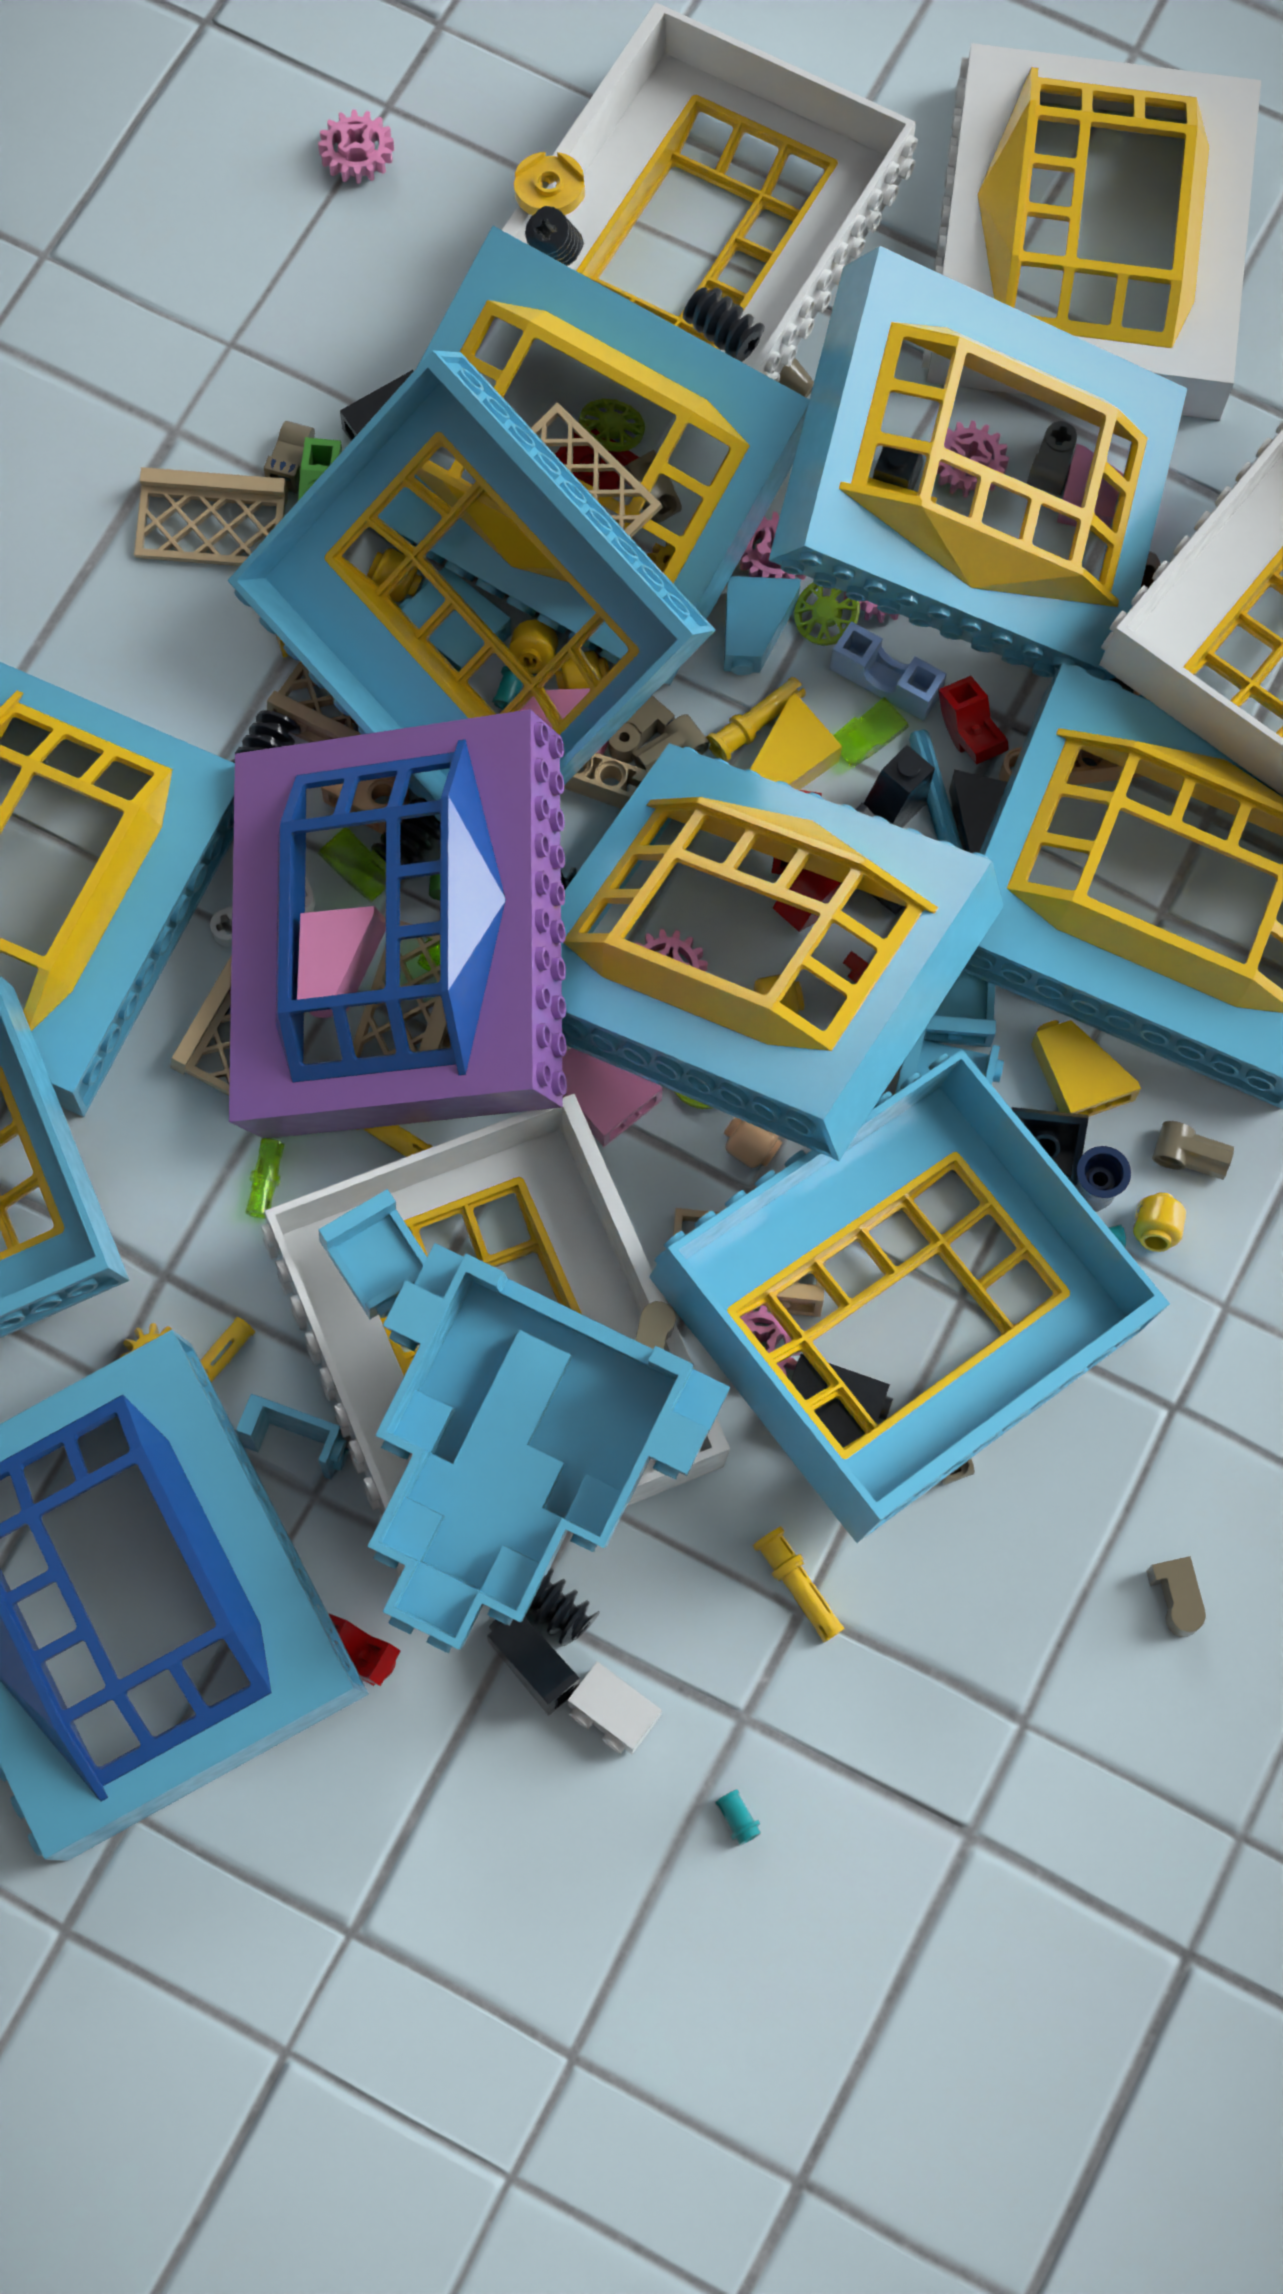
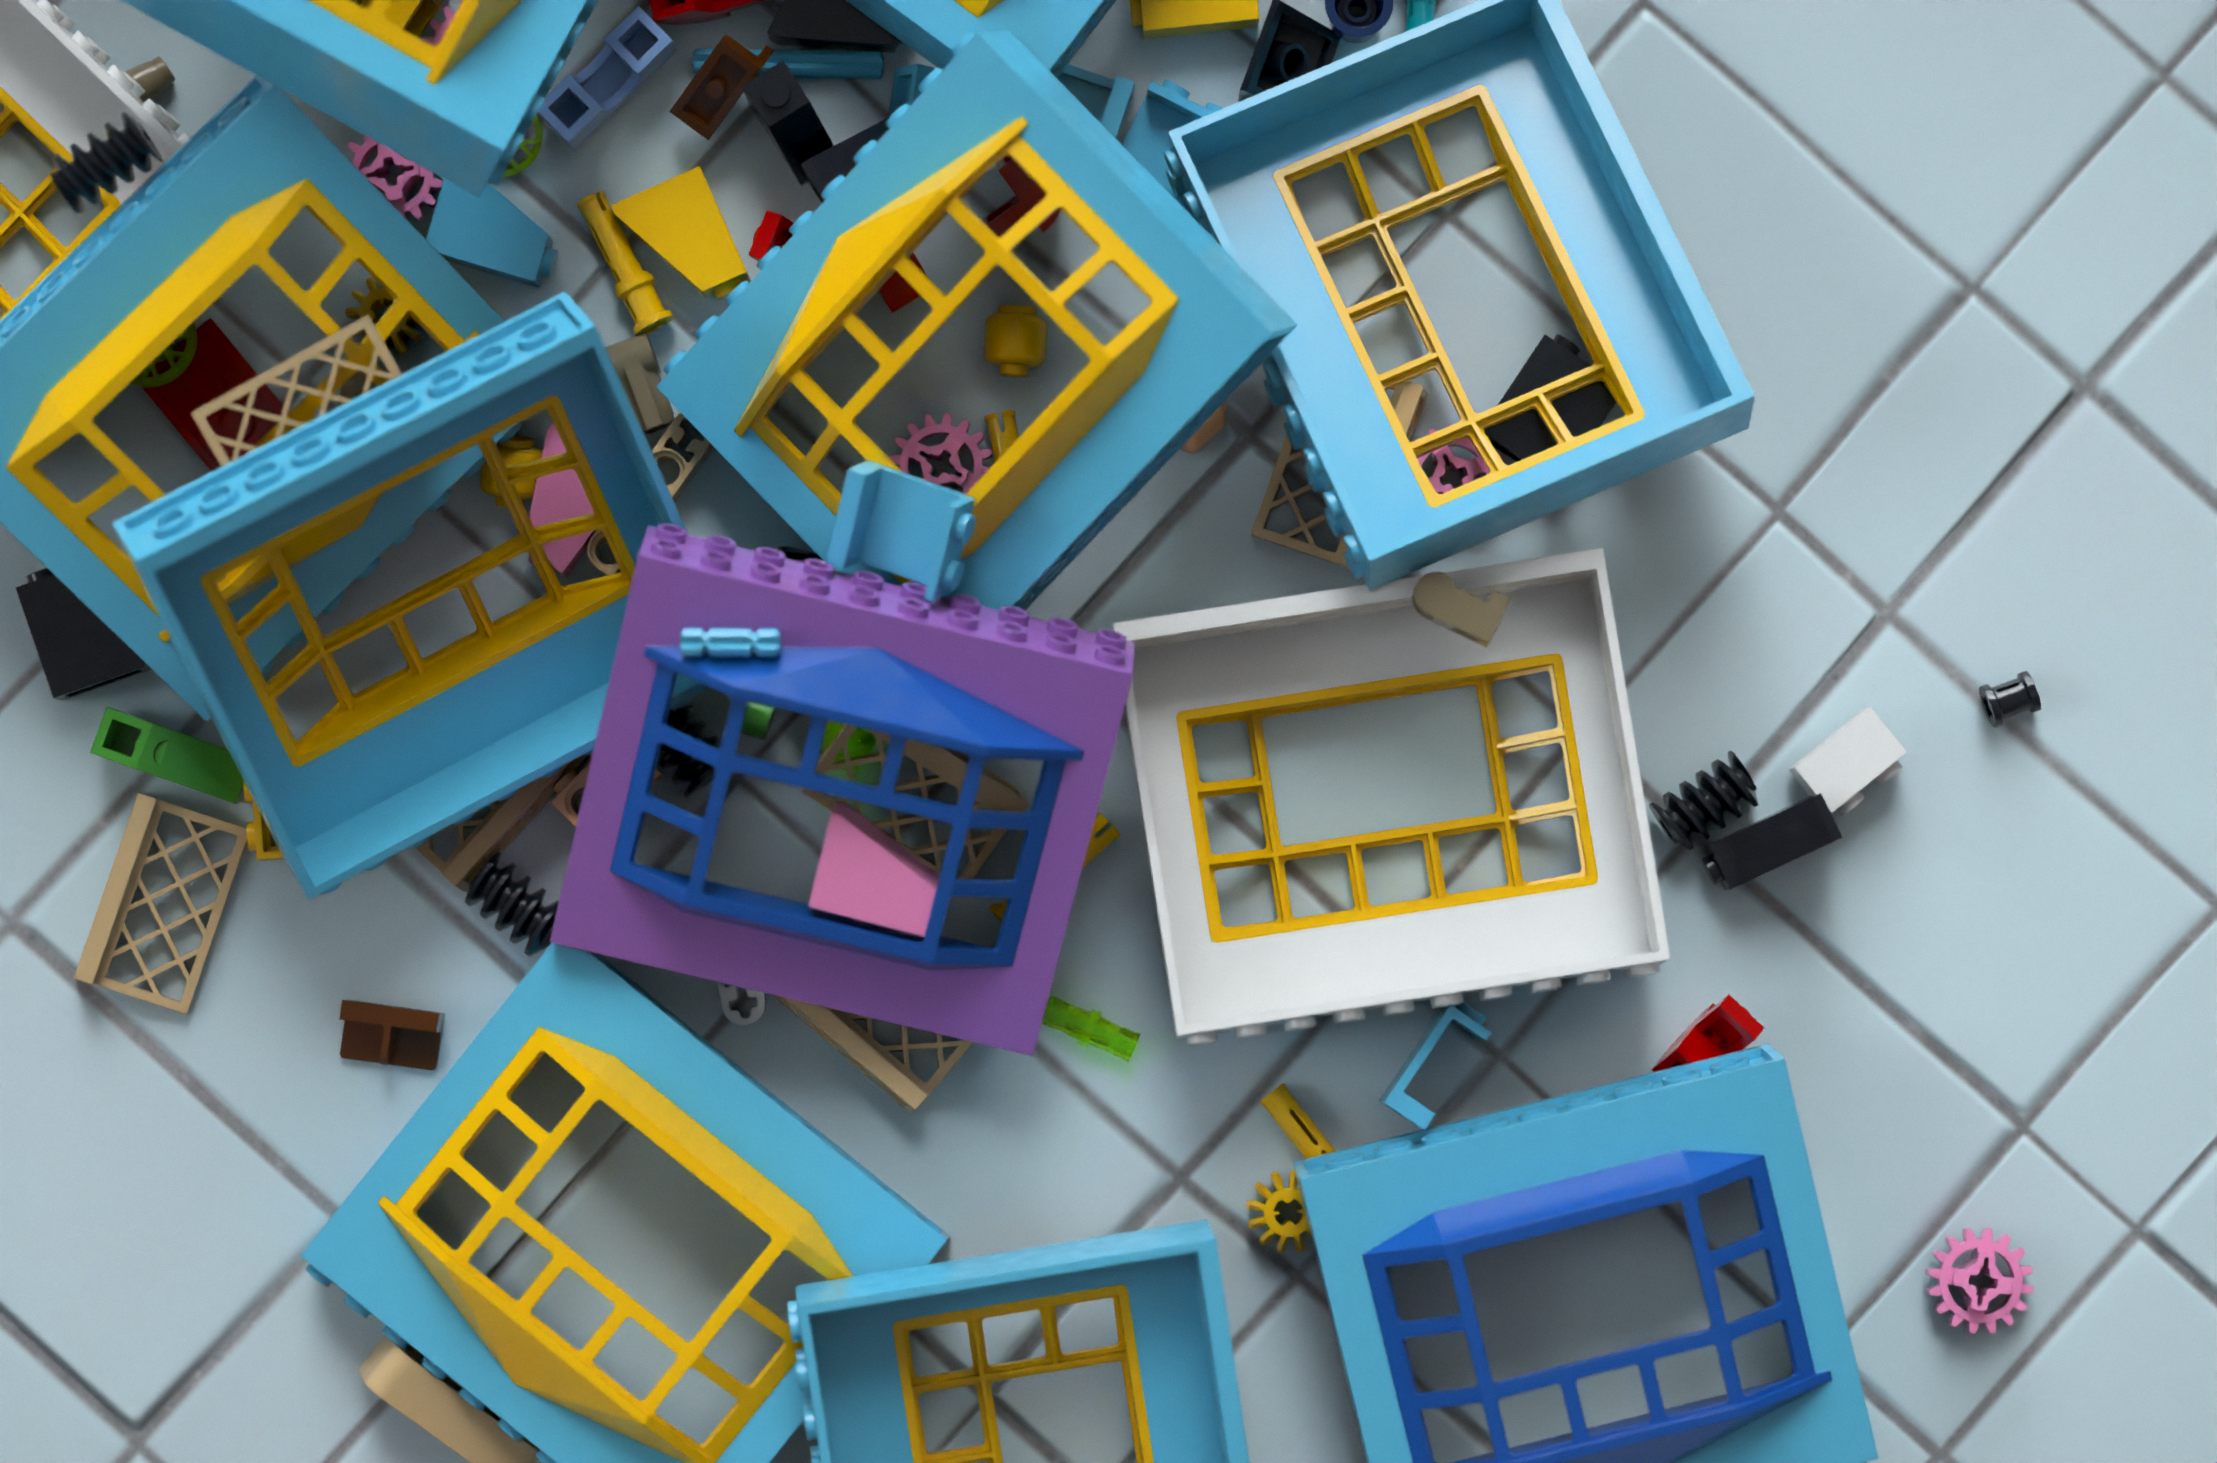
camera: 75 degrees left, 15 degrees up
(150, 690) = (391, 1034): none -> reddish brown panel
(214, 1942) = (1984, 1257): none -> bright pink gear
(288, 454) = (94, 778): dark tan leg -> none
(356, 864) = (676, 843): clear neon green slope -> none
(373, 1252) = (1275, 909): medium azure panel -> none
(384, 565) = (308, 693): yellow head -> none
(455, 637) = (430, 625): medium azure panel -> none
(482, 791) = (730, 642): none -> medium azure axle
(508, 688) = (507, 575): teal pin -> none
(516, 1436) = (1562, 792): medium azure panel -> none
(534, 644) = (458, 527): yellow head -> none
(605, 907) = (902, 527): none -> medium azure panel
(607, 1094) = (1092, 587): bright pink slope -> none
(662, 490) = (256, 316): dark tan leg -> none
(698, 1831) = (2009, 698): none -> black bush
(738, 1817) = (2004, 649): teal pin -> none
(789, 1569) = (1730, 513): yellow pin -> none
(870, 732) = (679, 142): clear neon green slope -> none
(891, 735) = (718, 86): none -> reddish brown panel
(1181, 1594) = (1866, 59): dark tan leg -> none

